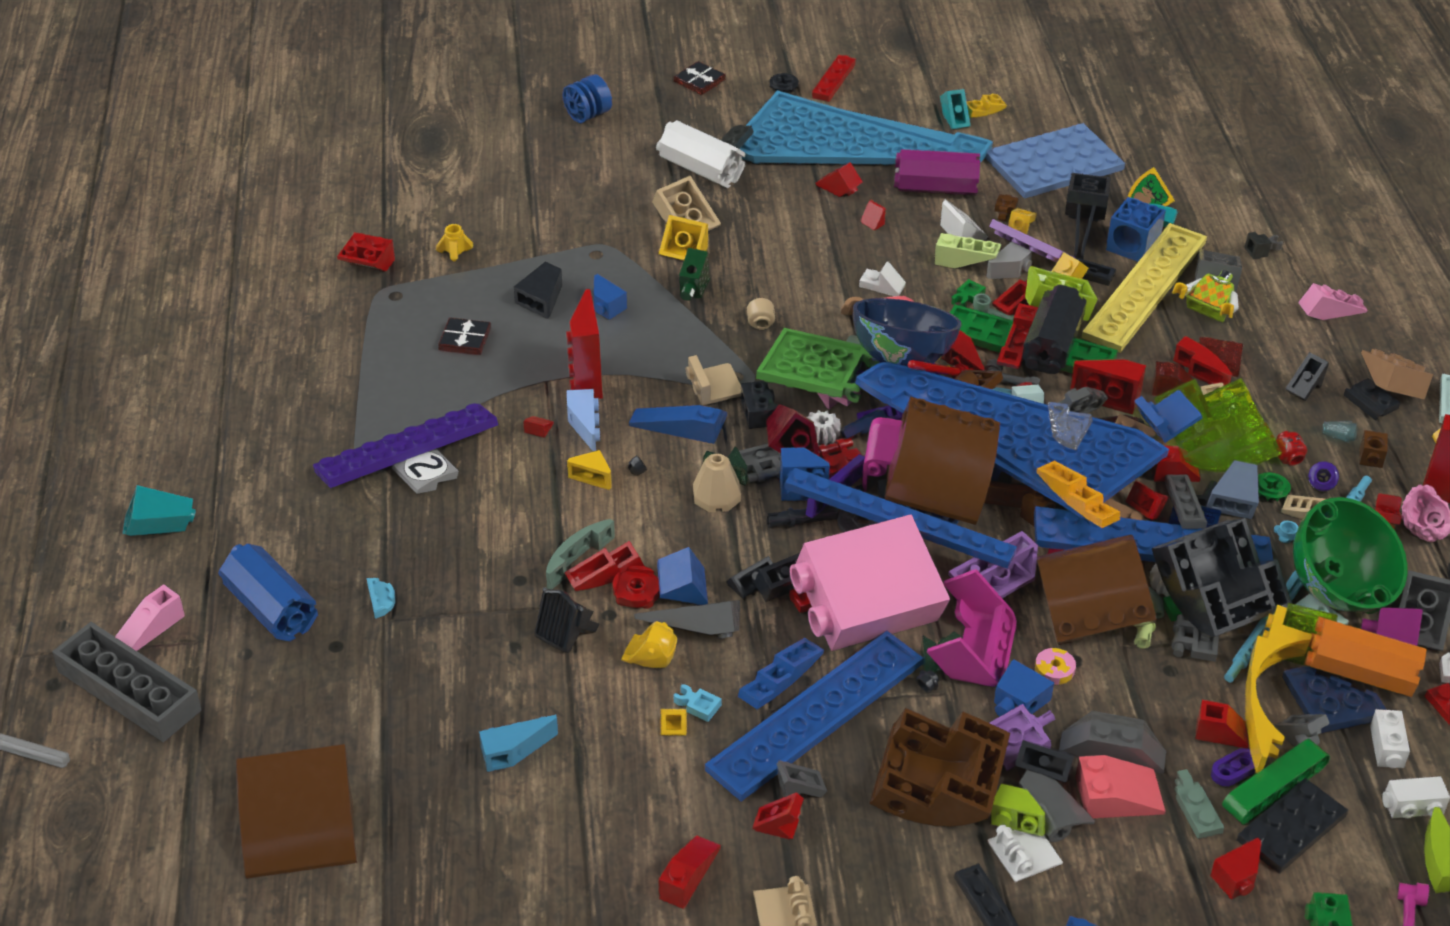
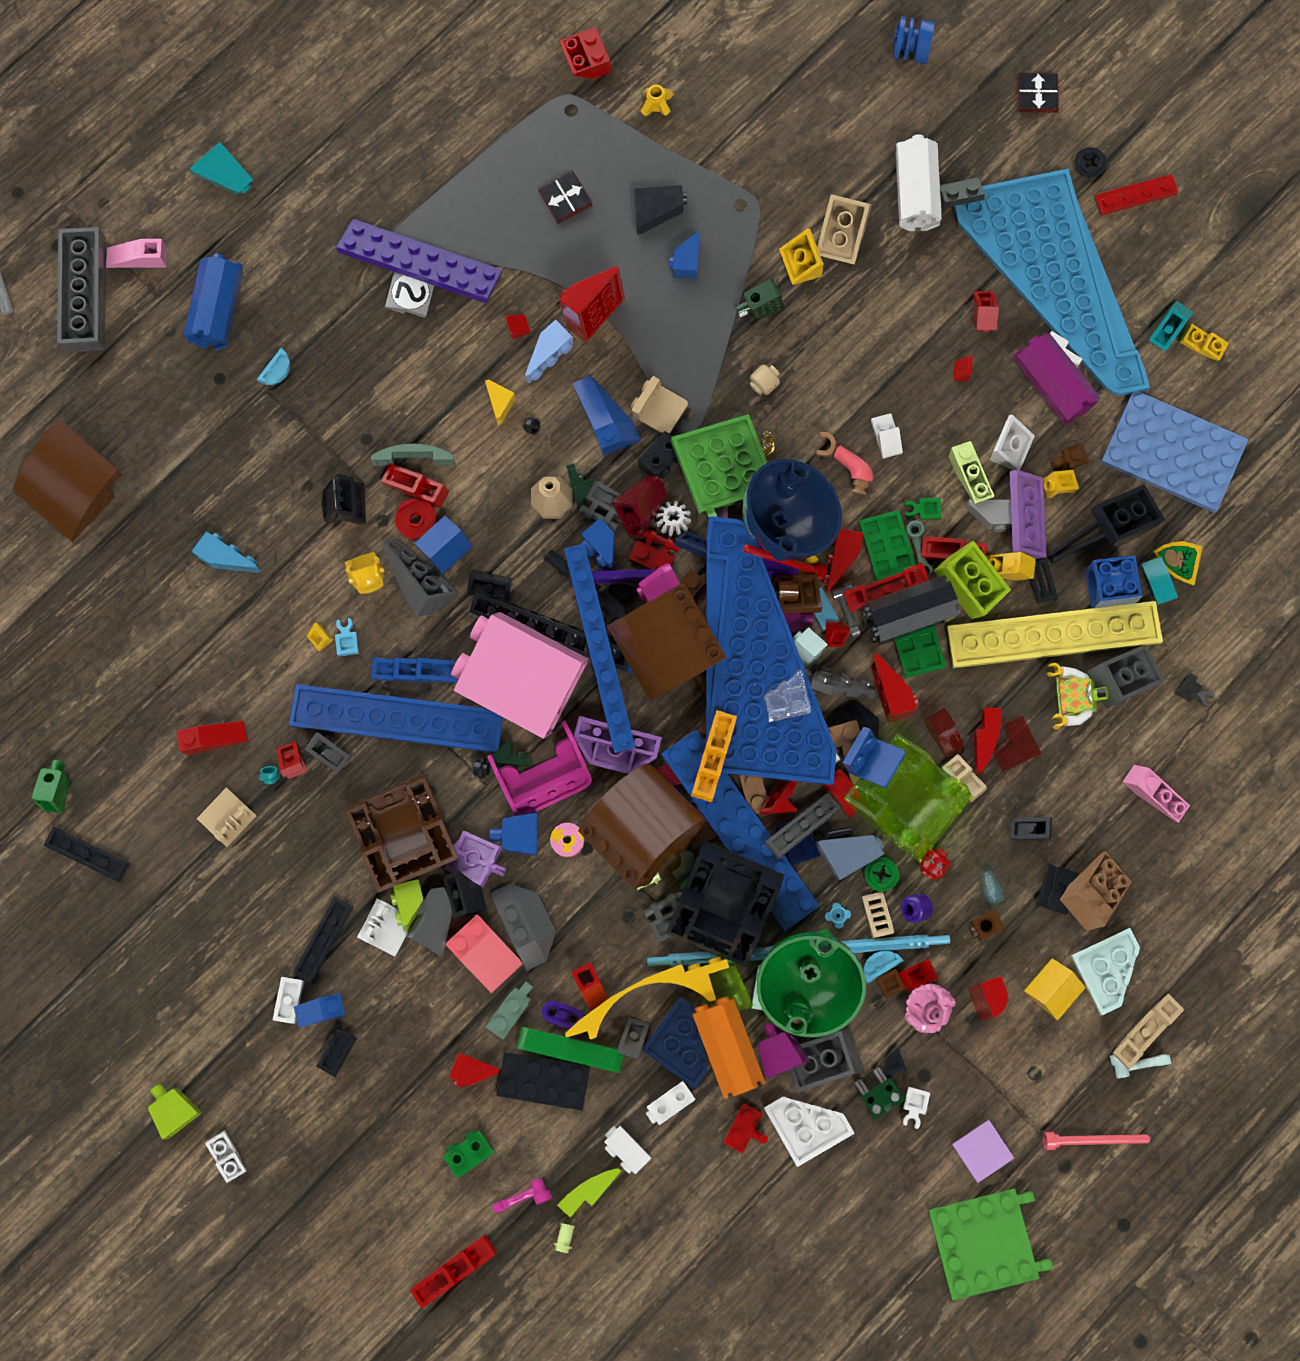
camera: 55 degrees right, 35 degrees up
(776, 845) = (269, 775): none -> teal plate

